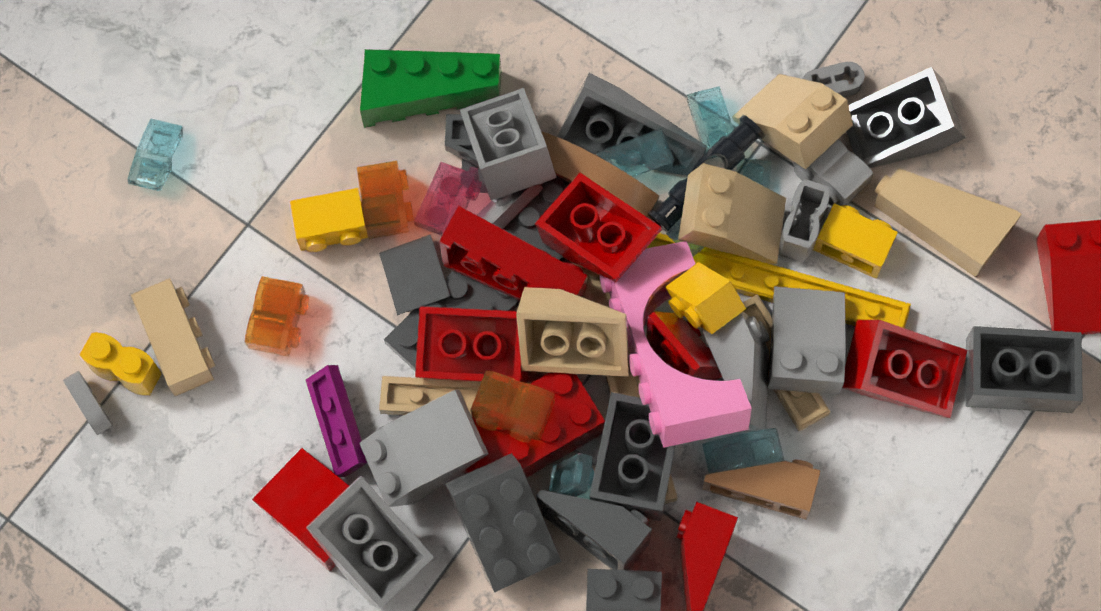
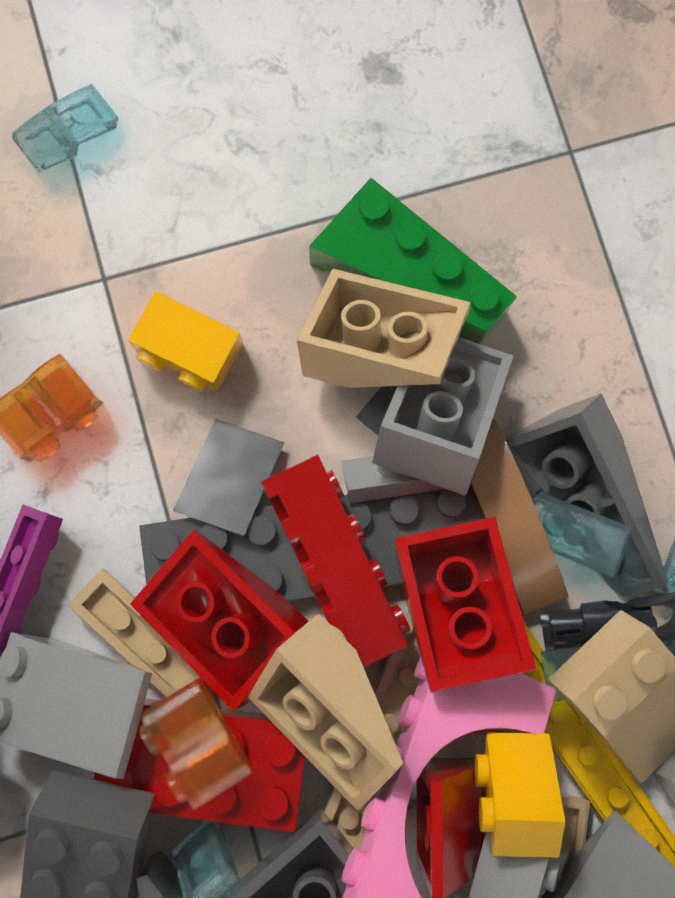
camera: 30 degrees right, 10 degrees up
(383, 199) = (261, 365): clear orange brick -> none
(438, 128) = (379, 333): none -> tan slope
(447, 190) = (330, 420): clear pink bracket -> none

